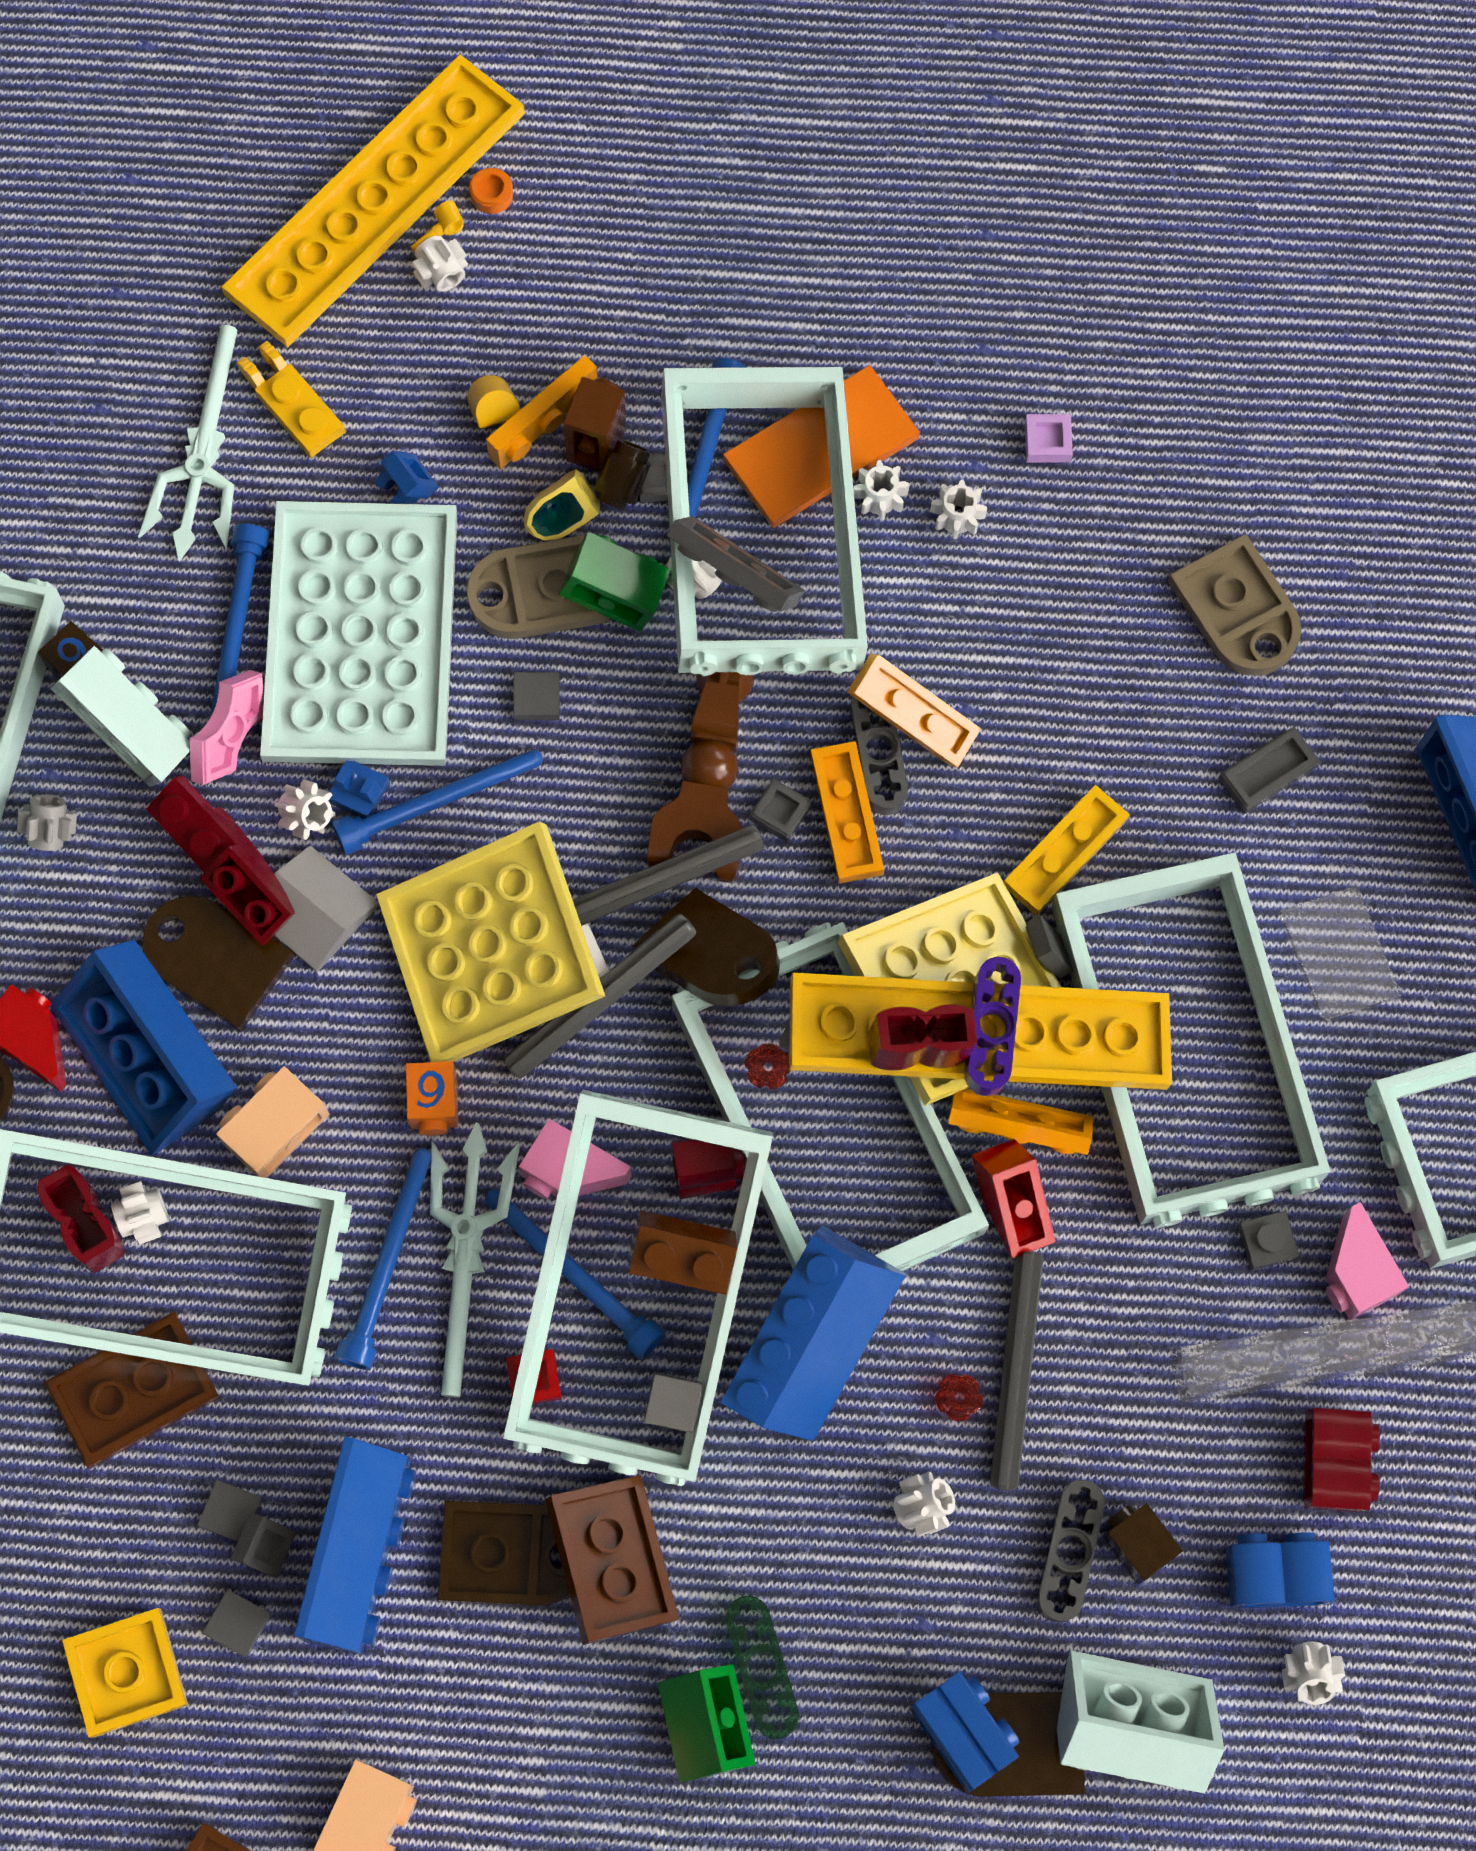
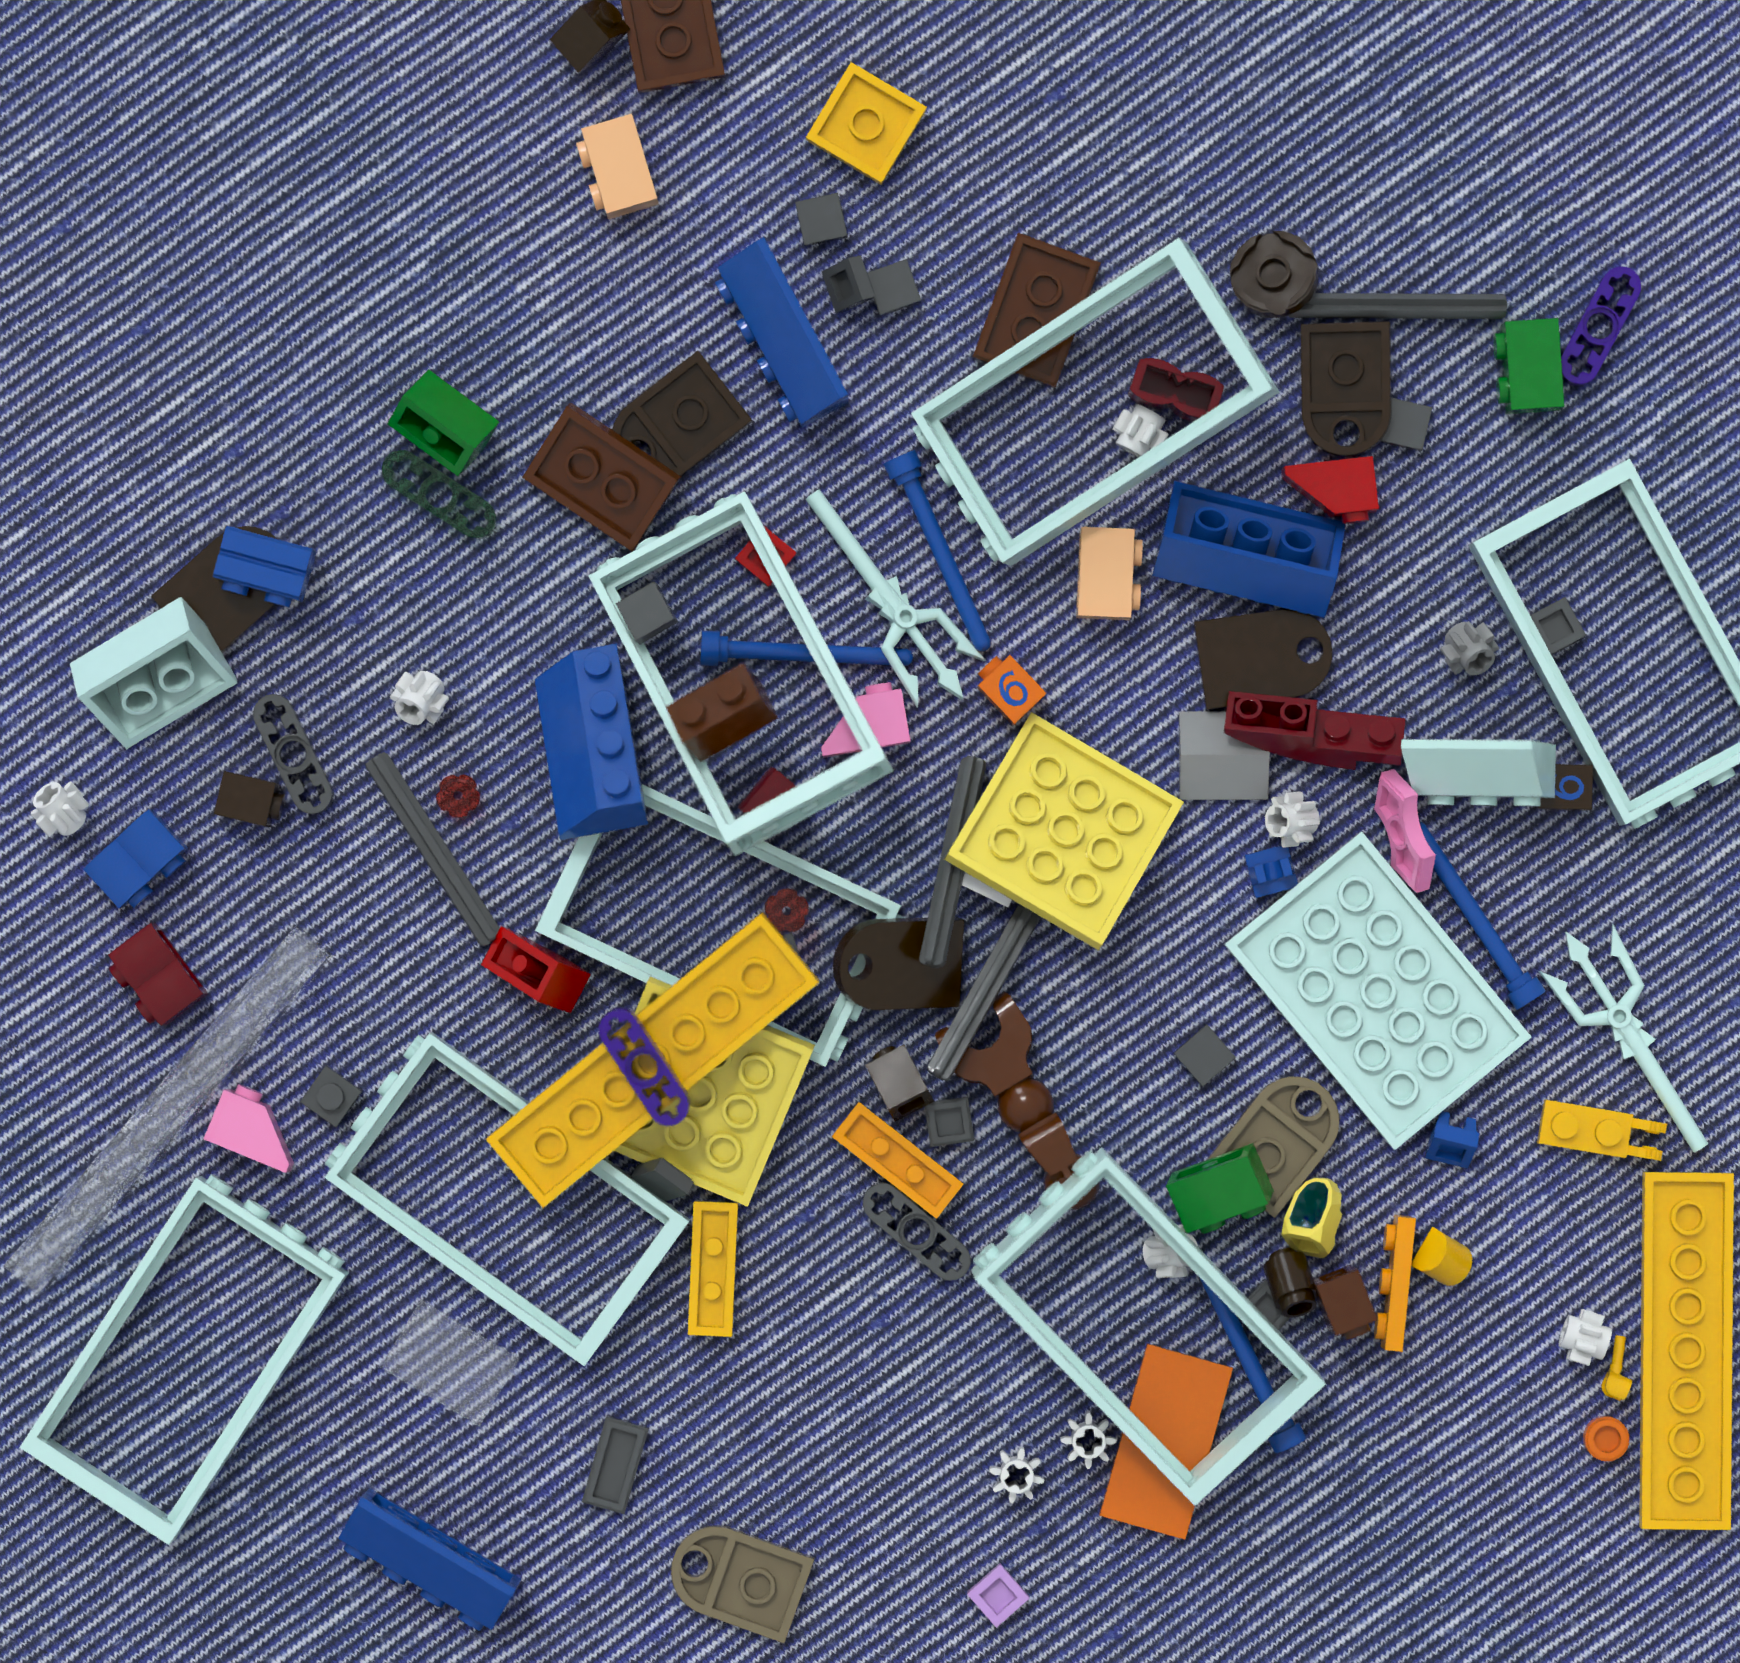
camera: 140 degrees right, 15 degrees up
(356, 831) = (1242, 837): blue piece -> none
(734, 564) = (1123, 1256): dark grey plate -> none
(793, 867) = (898, 1081): none -> brick
(914, 710) = (910, 1275): plate -> none
(932, 1038) = (690, 1000): dark red brick -> none
(1023, 1121) = (569, 1034): light orange plate -> none

